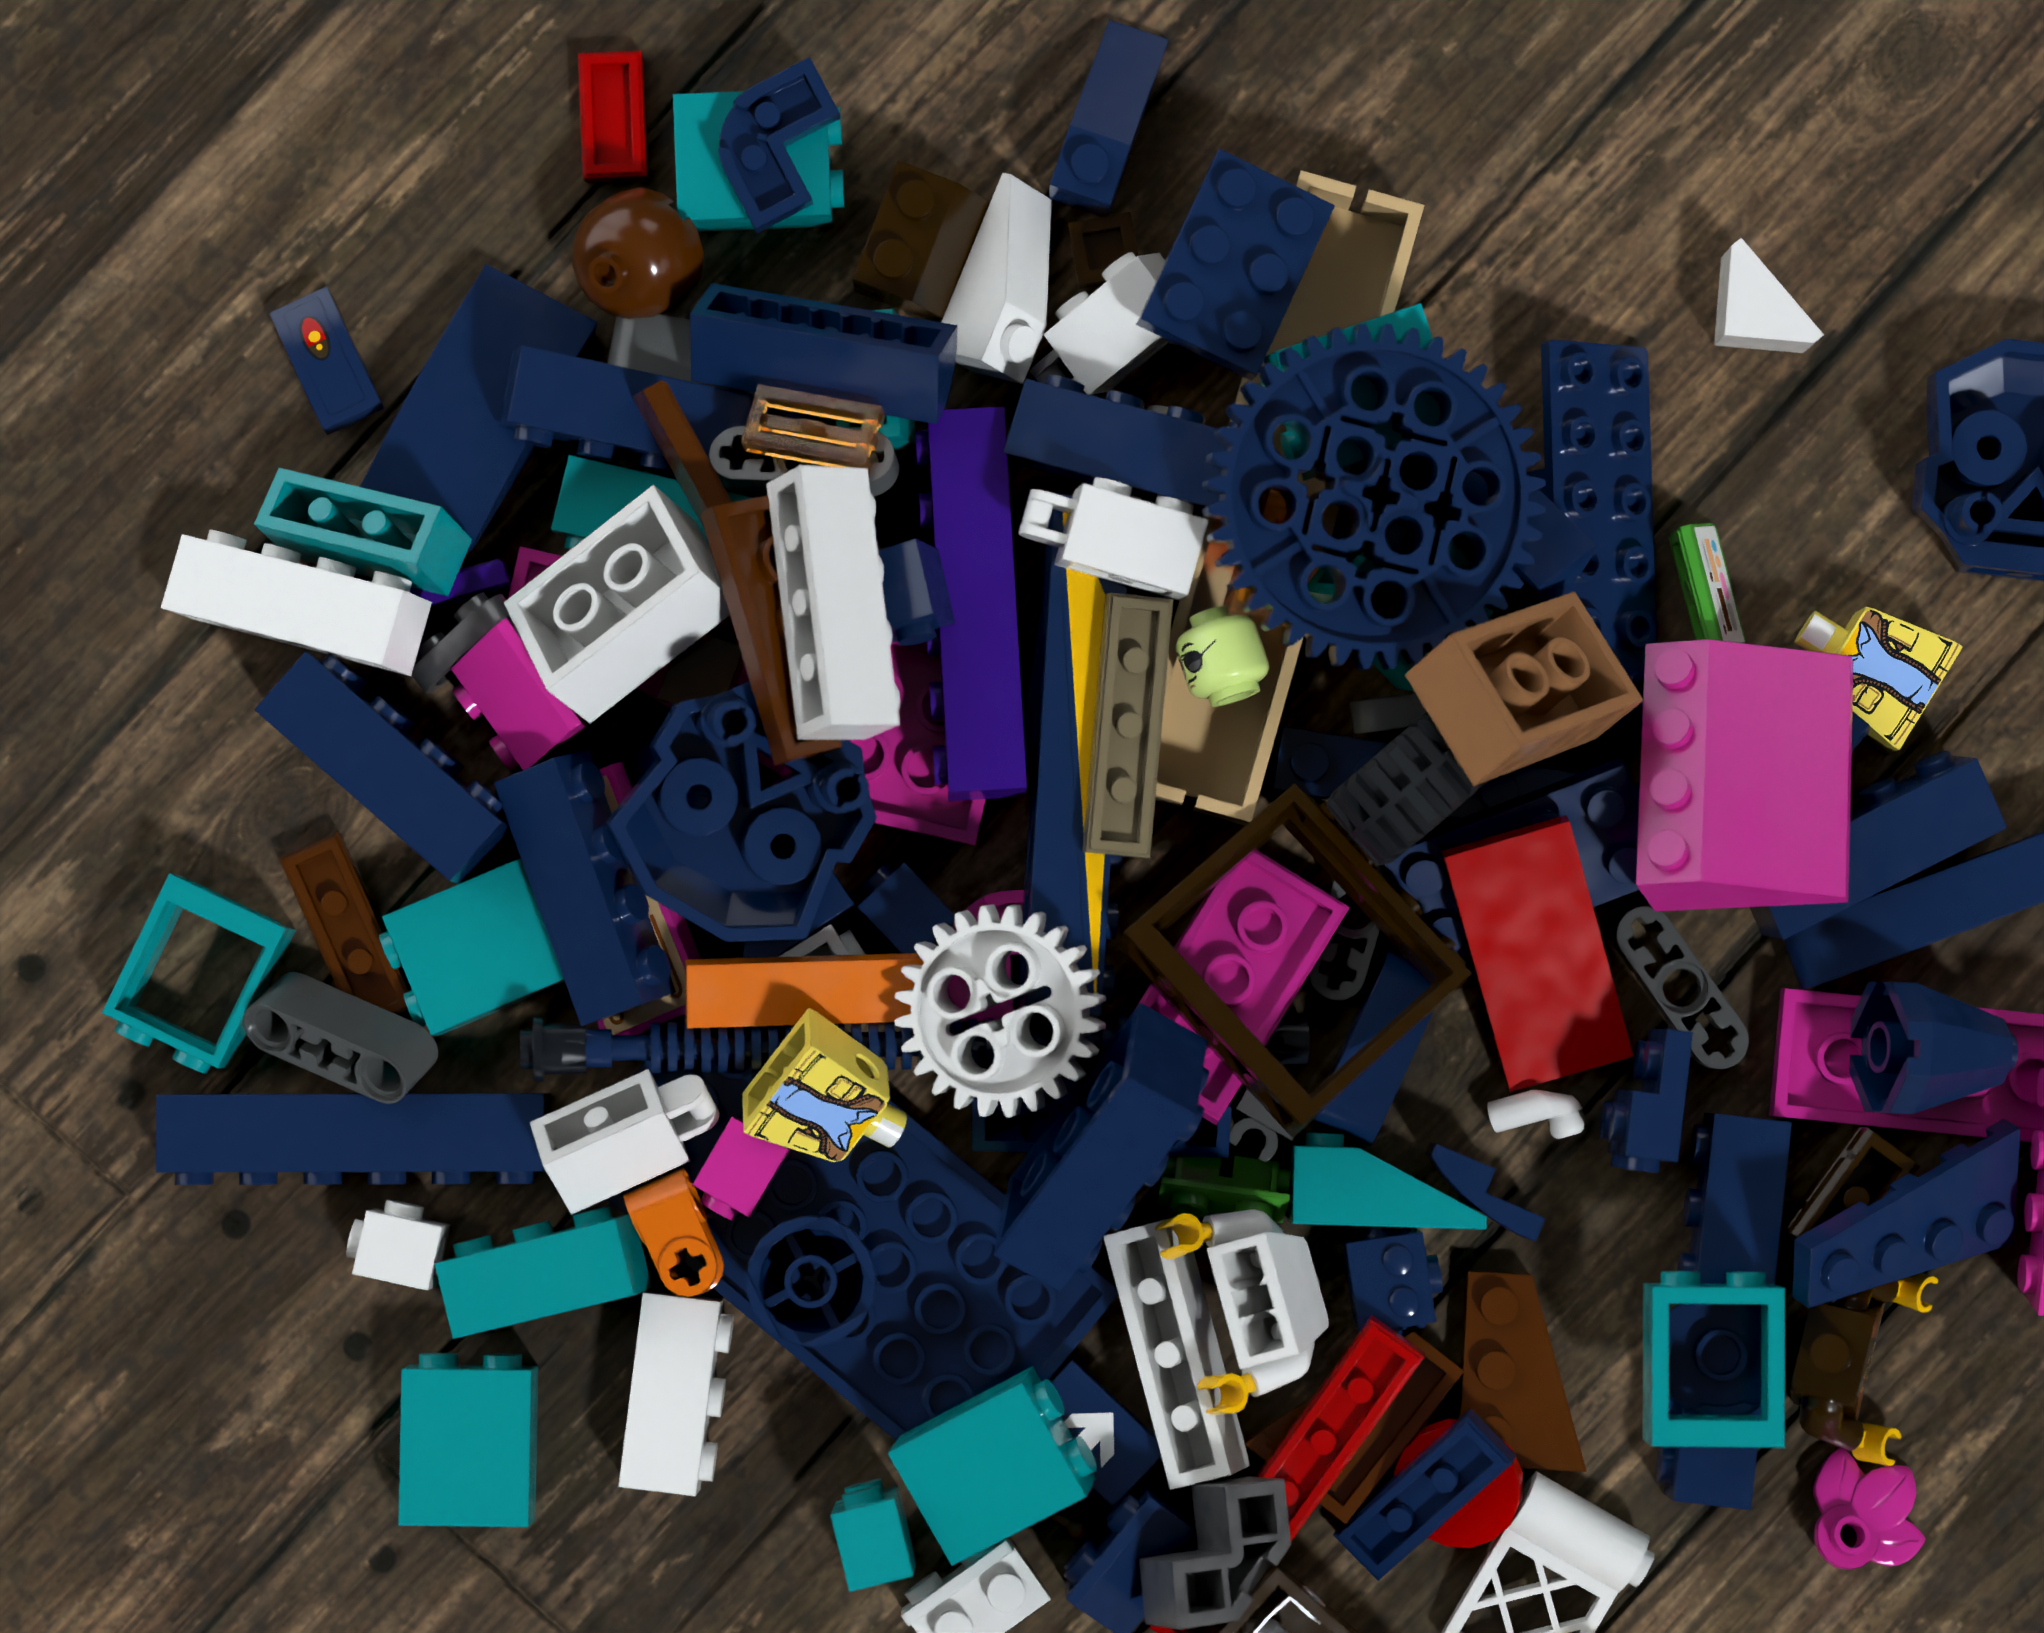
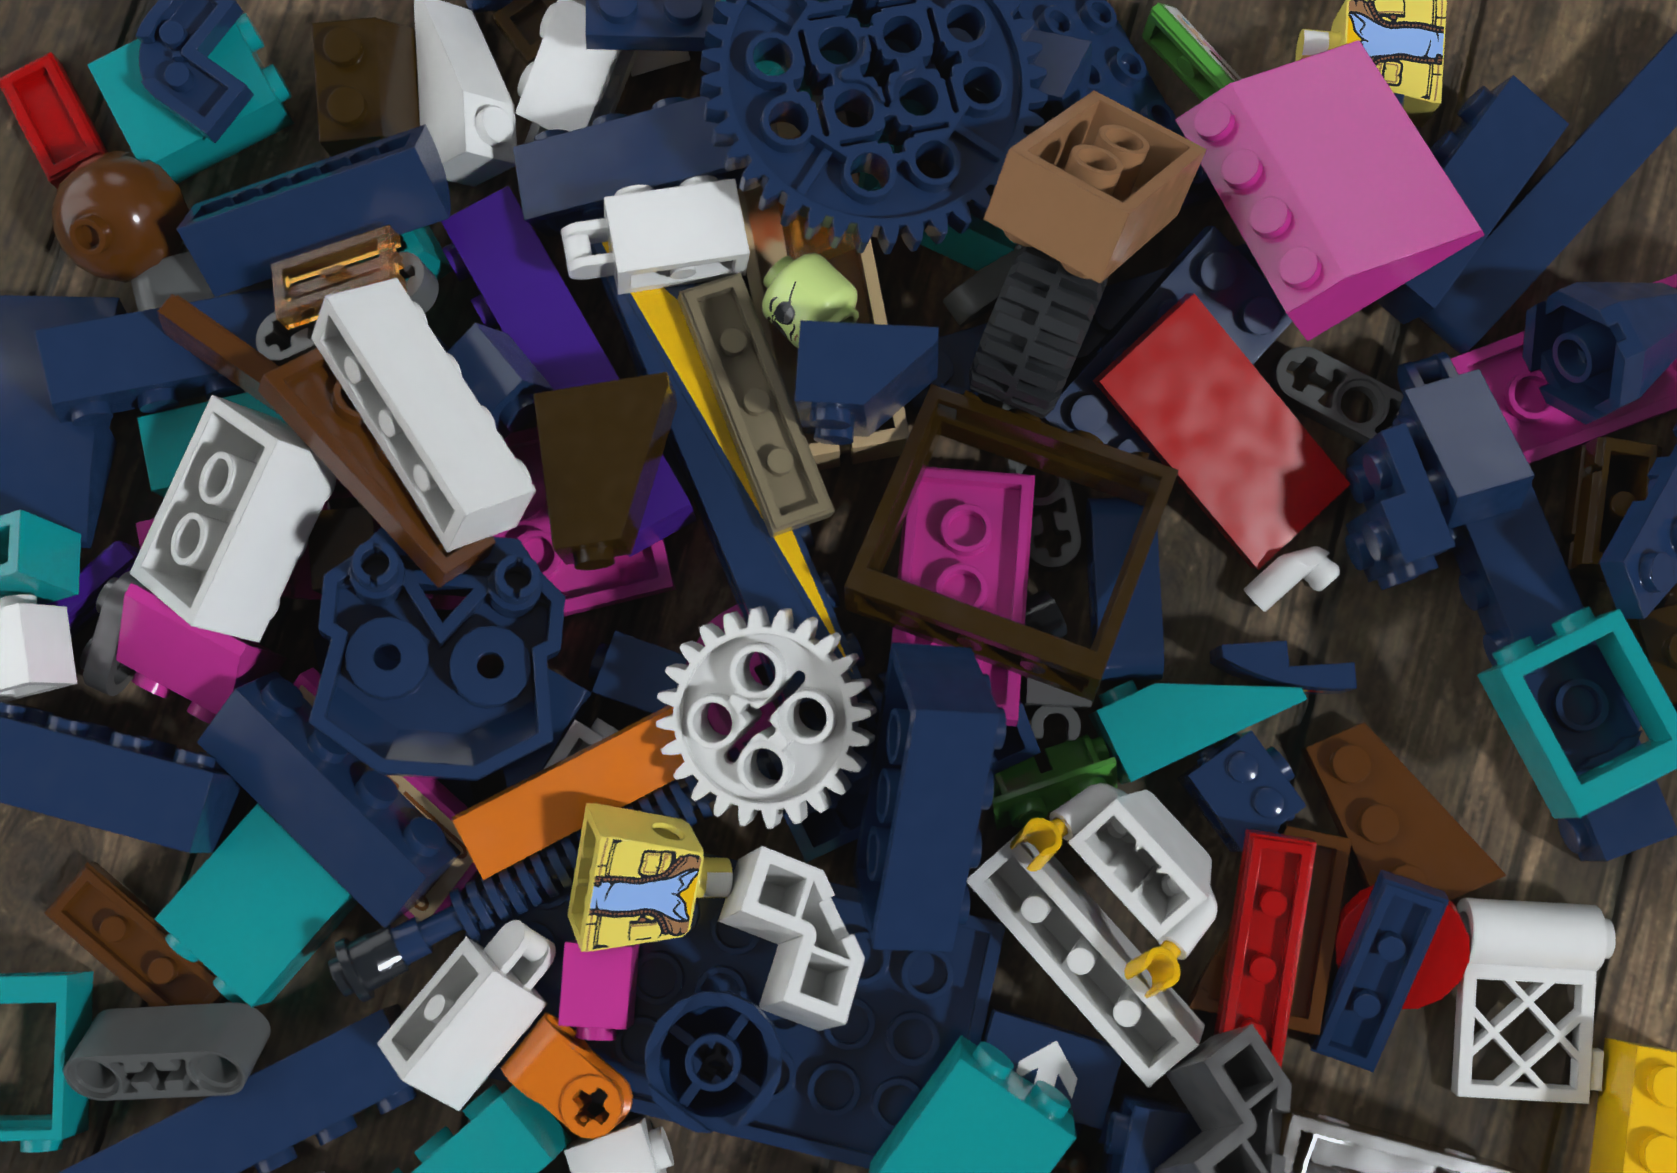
camera: 25 degrees left, 5 degrees down
(940, 1236) = (815, 956): none -> white brick
(965, 718) = (601, 463): none -> dark brown slope
(1226, 755) = (859, 375): none -> dark blue slope
(1739, 1069) = (1462, 440): none -> dark blue brick

